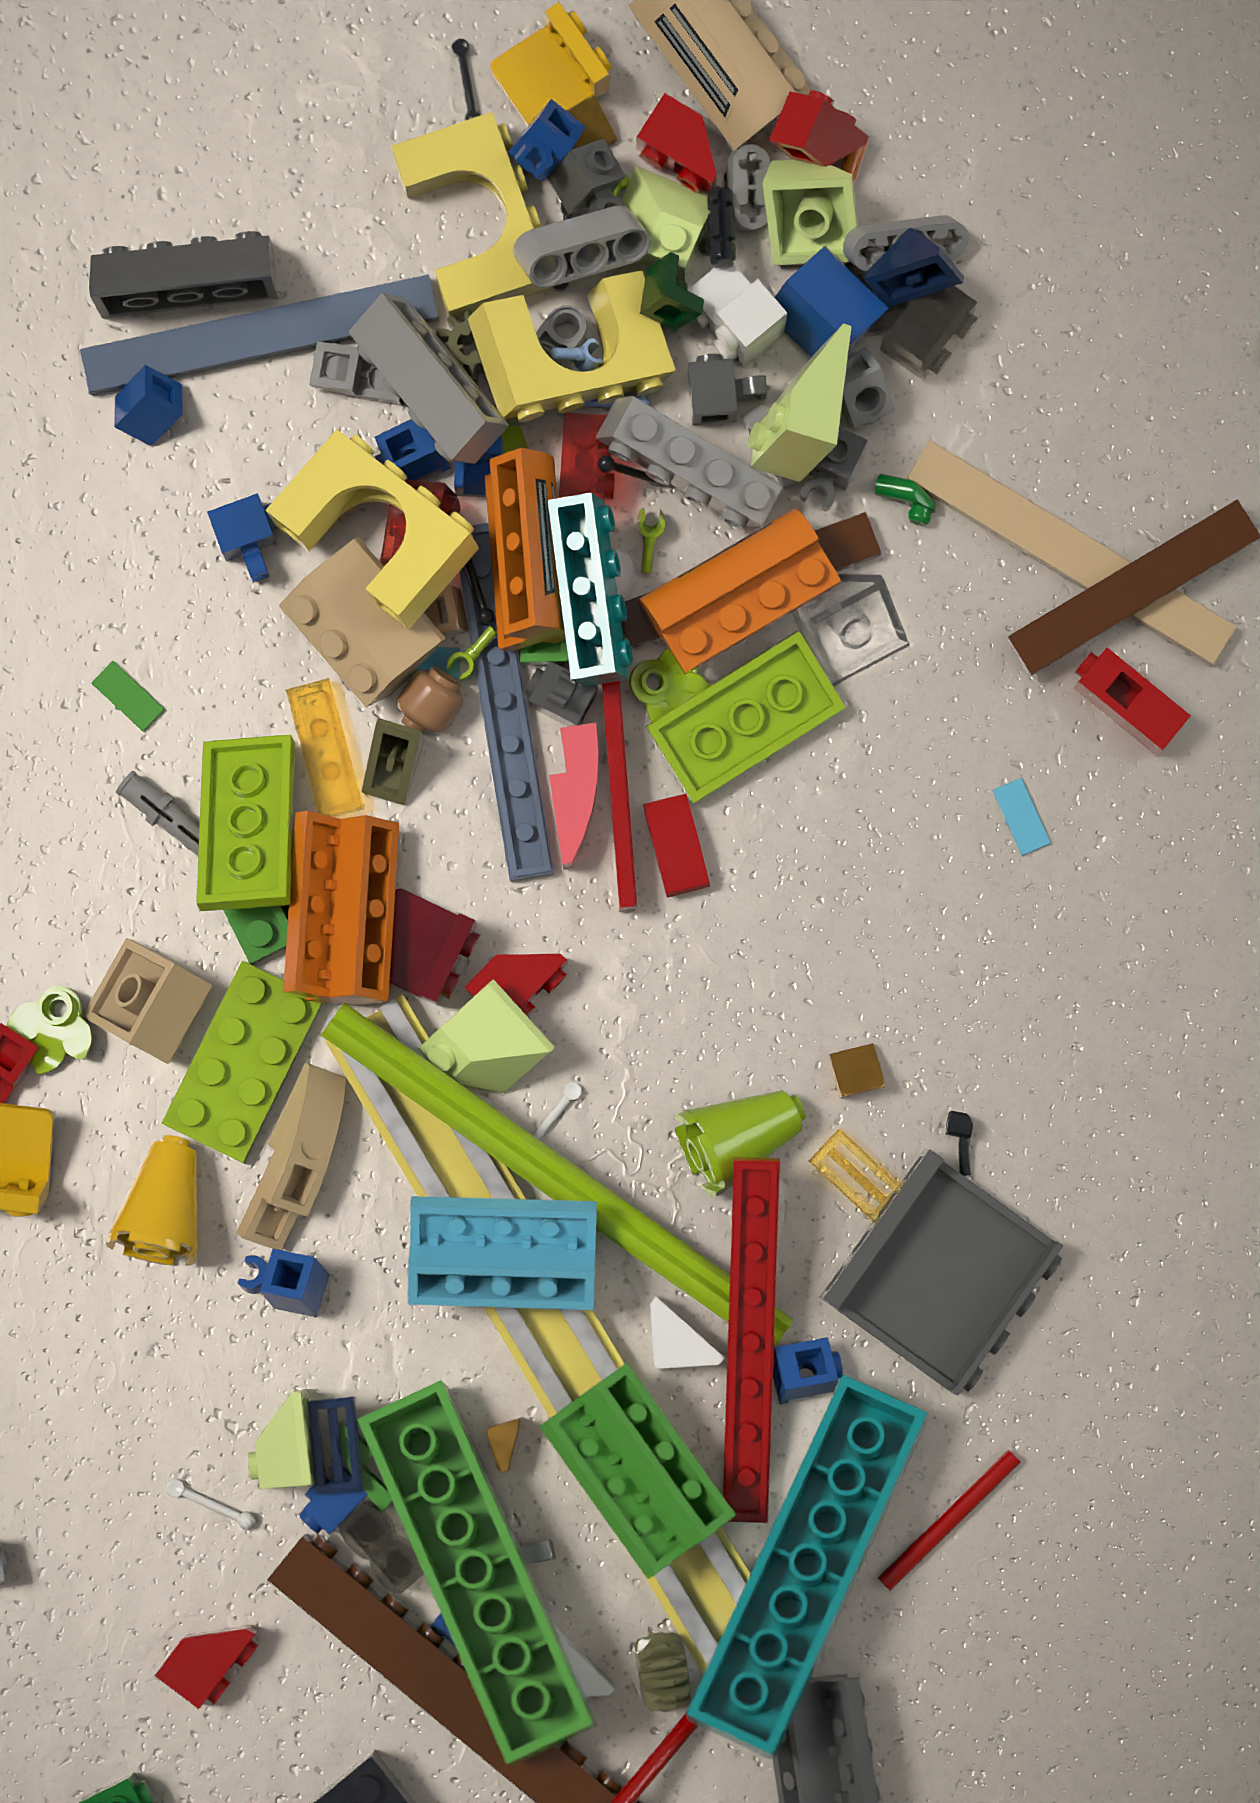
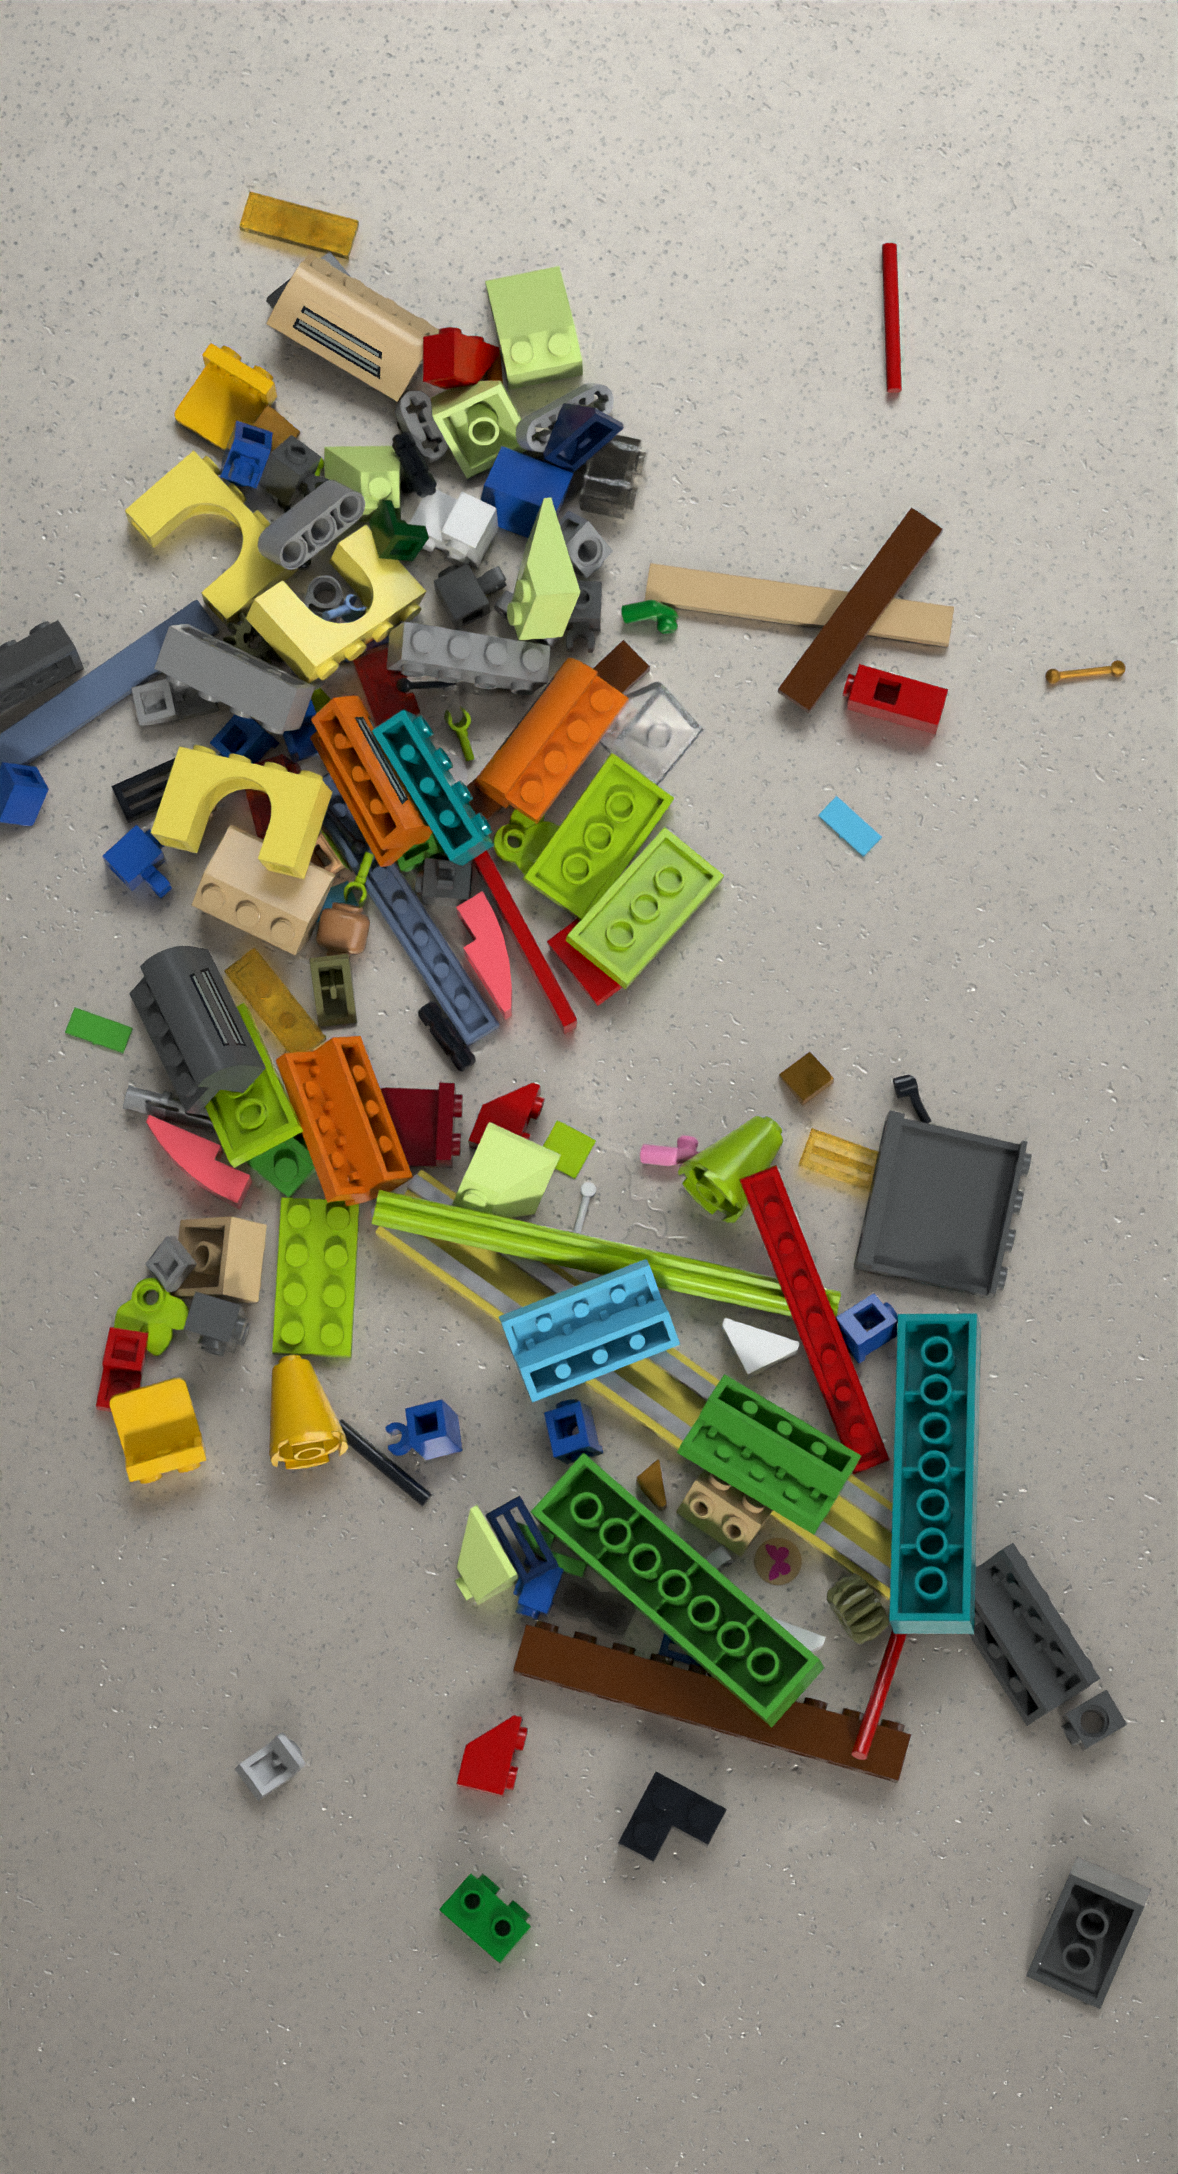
camera: 20 degrees left, 5 degrees down
(94, 982) = (171, 1264): none -> light grey tile
(111, 1071) = (216, 1324): none -> dark grey brick
(172, 886) = (201, 1163): none -> coral slope
(177, 1488) = (408, 1636): white hinge -> none
(226, 739) = (195, 1026): none -> dark grey brick
(229, 1293) = (385, 1465): none -> black bar
(272, 444) = (137, 780): none -> black tile
(300, 1159) = (396, 1330): tan slope -> none
(430, 1337) = (560, 1425): none -> blue brick
(459, 609) = (336, 850): none -> lime sticker
(460, 50) = (145, 414): black hinge -> none
(492, 861) = (446, 1036): none -> black axle
(562, 1507) = (724, 1512): none -> tan brick
(570, 1035) = (572, 1147): none -> lime sticker
(602, 1578) = (778, 1561): none -> tan sticker
(674, 1093) = (667, 1155): none -> bright pink arm
(678, 141) = (351, 413): red slope -> none
(762, 814) = (644, 908): none -> lime plate
(916, 130) = (534, 328): none -> yellowish green slope
(949, 1520) = (1032, 1397): red bar -> none

